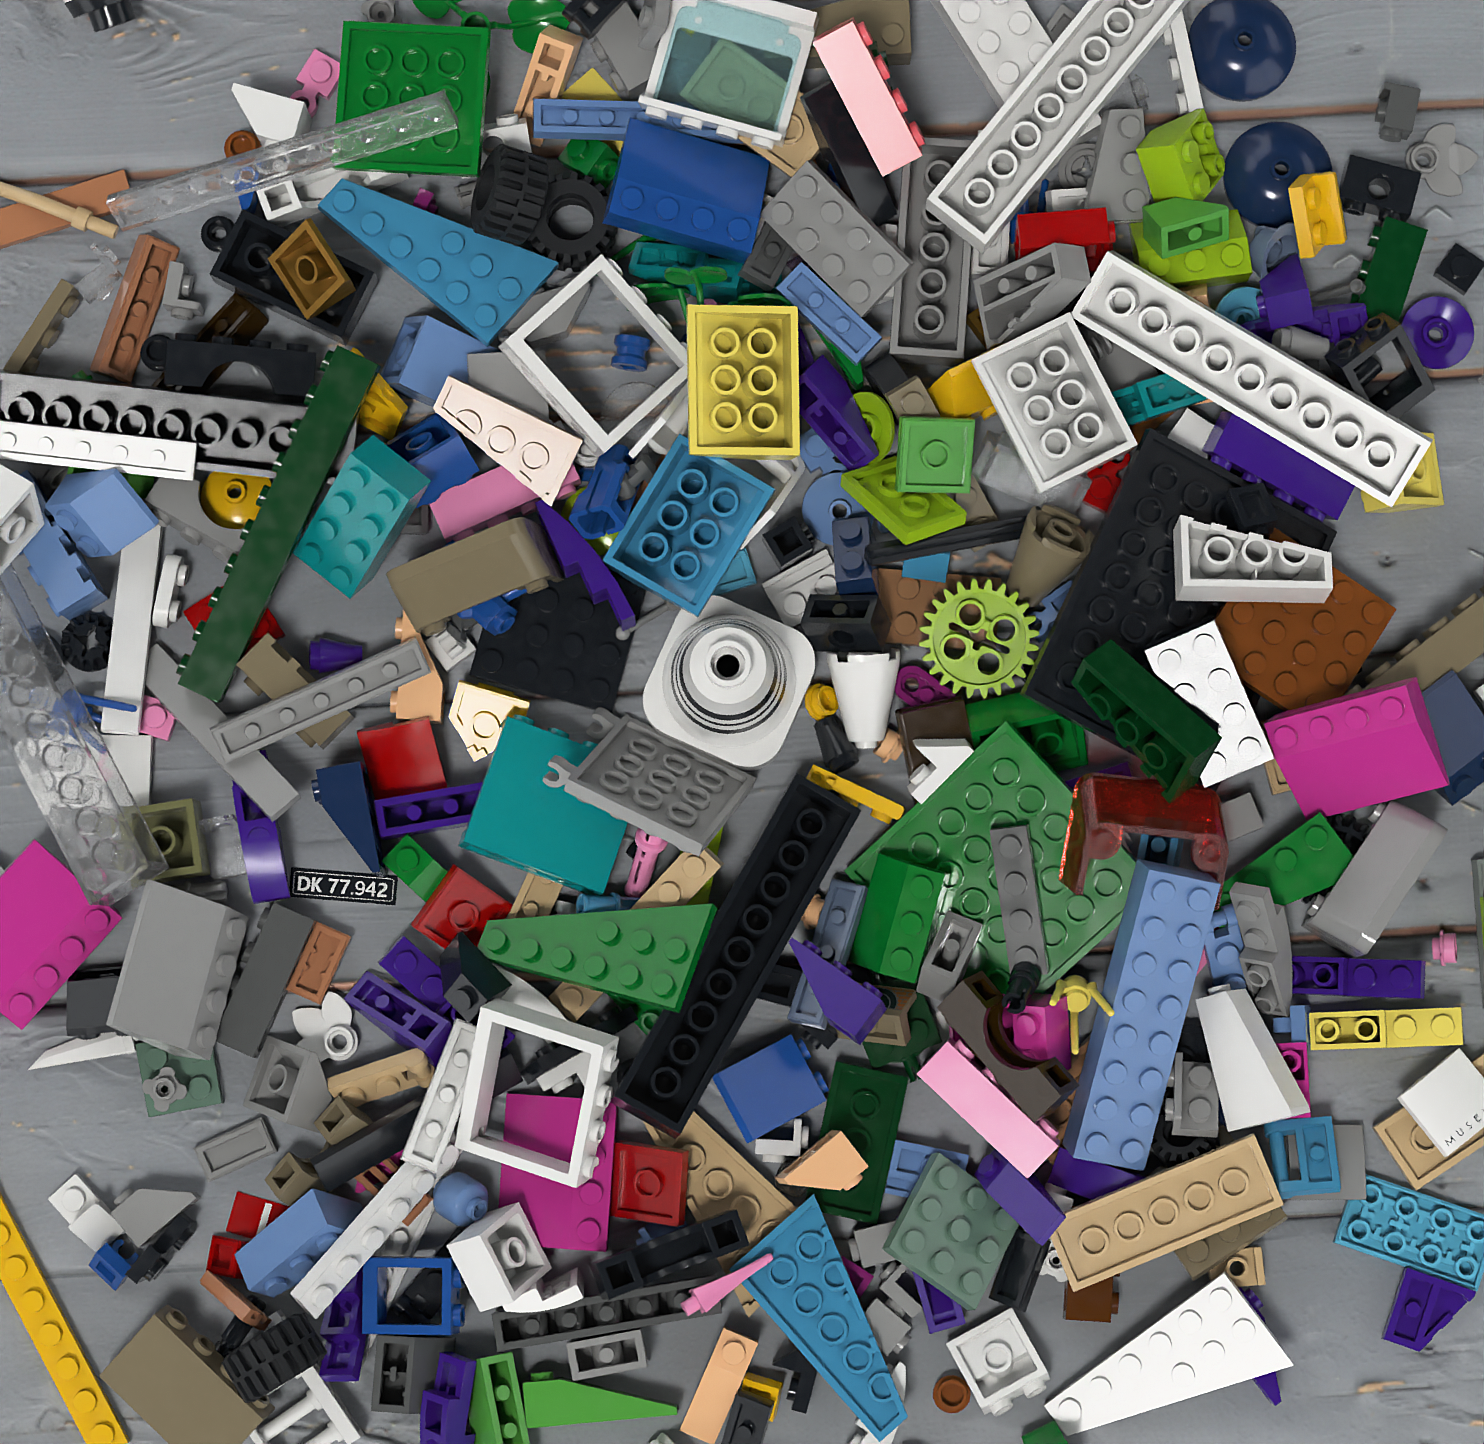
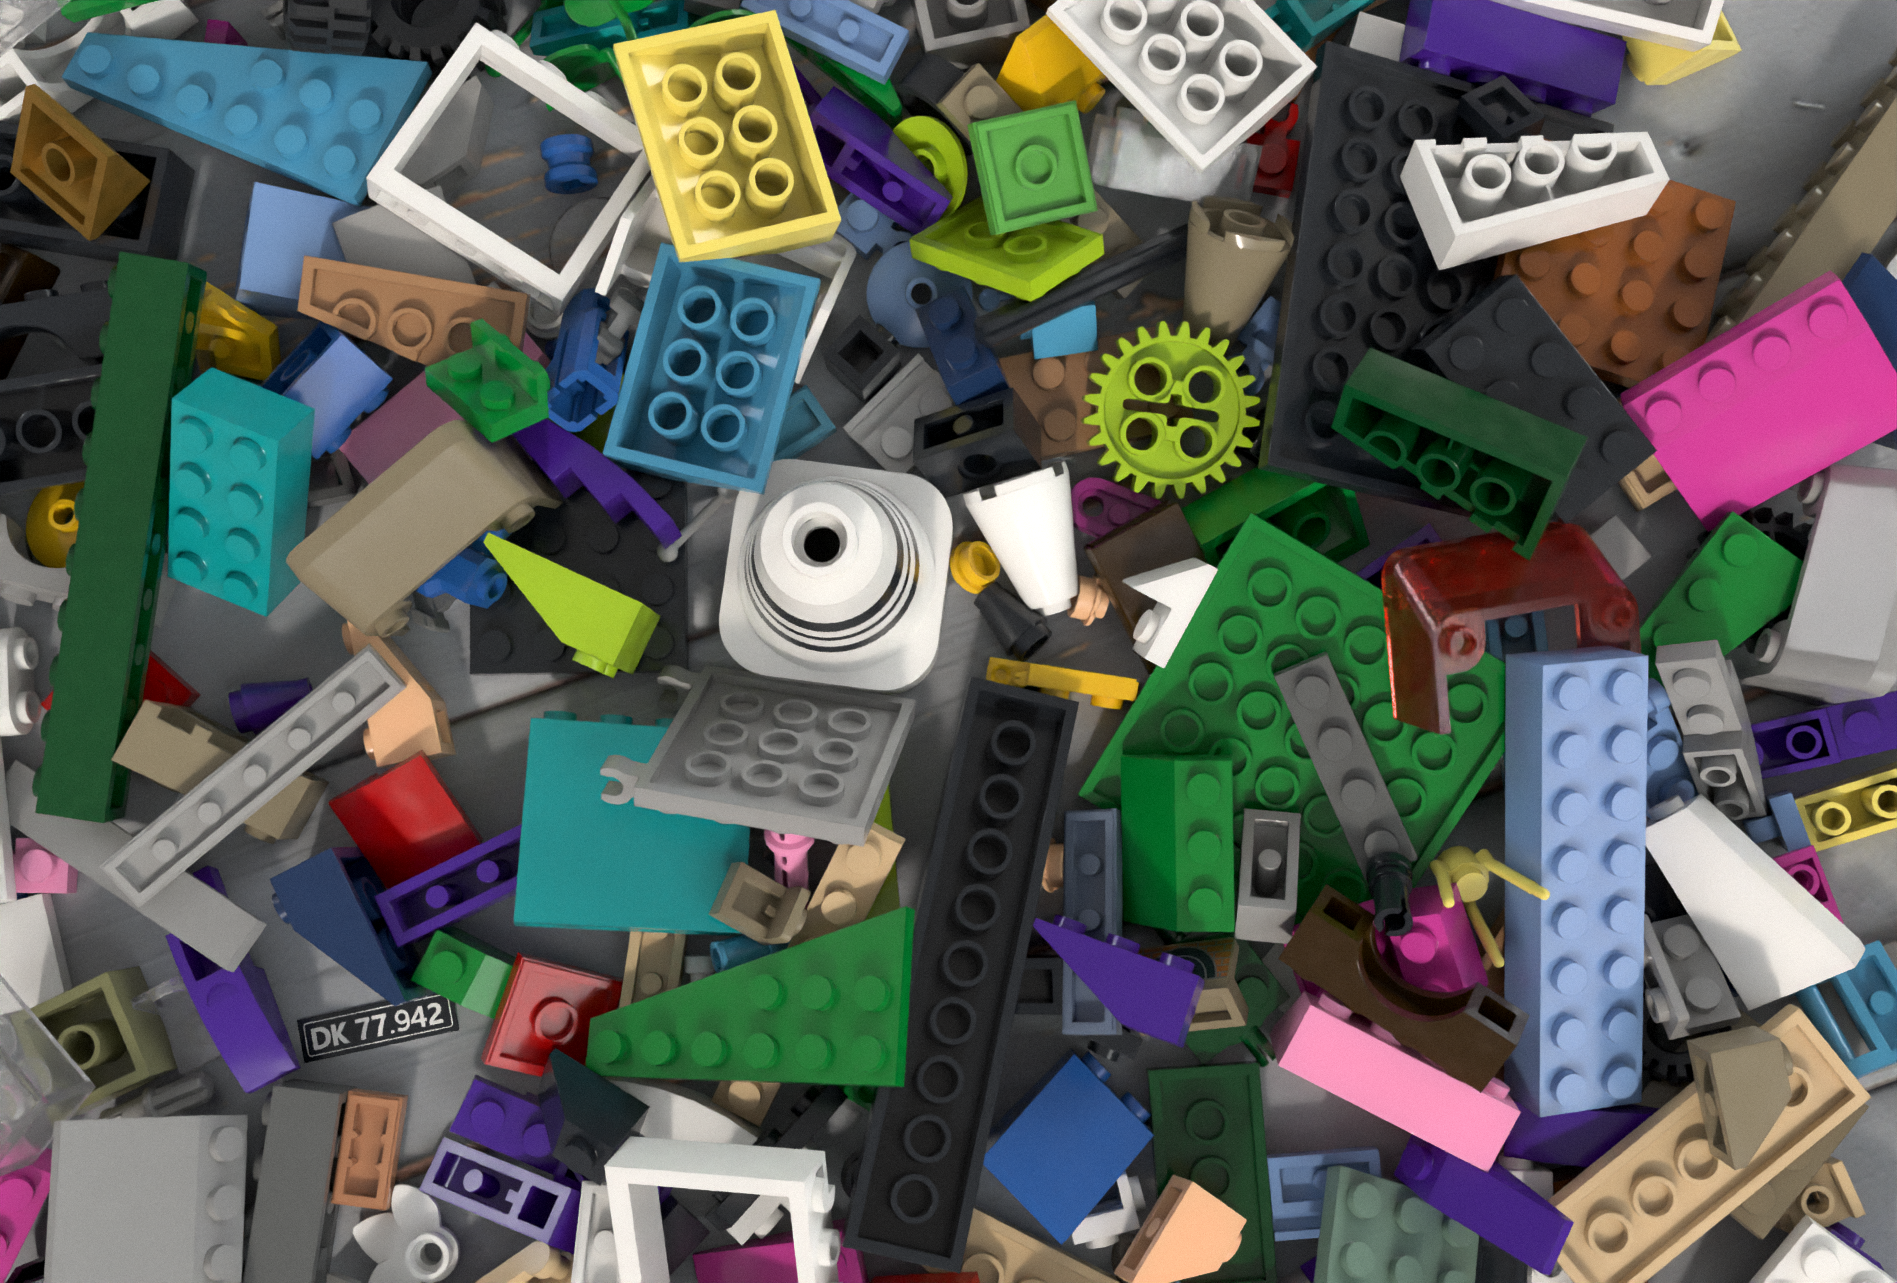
camera: 15 degrees left, 0 degrees up
(448, 650) = (434, 650): white tile -> none
(479, 713) = (495, 723): plate -> none
(546, 496) = (492, 384): none -> green bracket
(564, 662) = (584, 614): none -> lime slope
(619, 878) = (760, 906): none -> dark tan bracket
(1198, 1169) = (1740, 1089): none -> dark tan slope

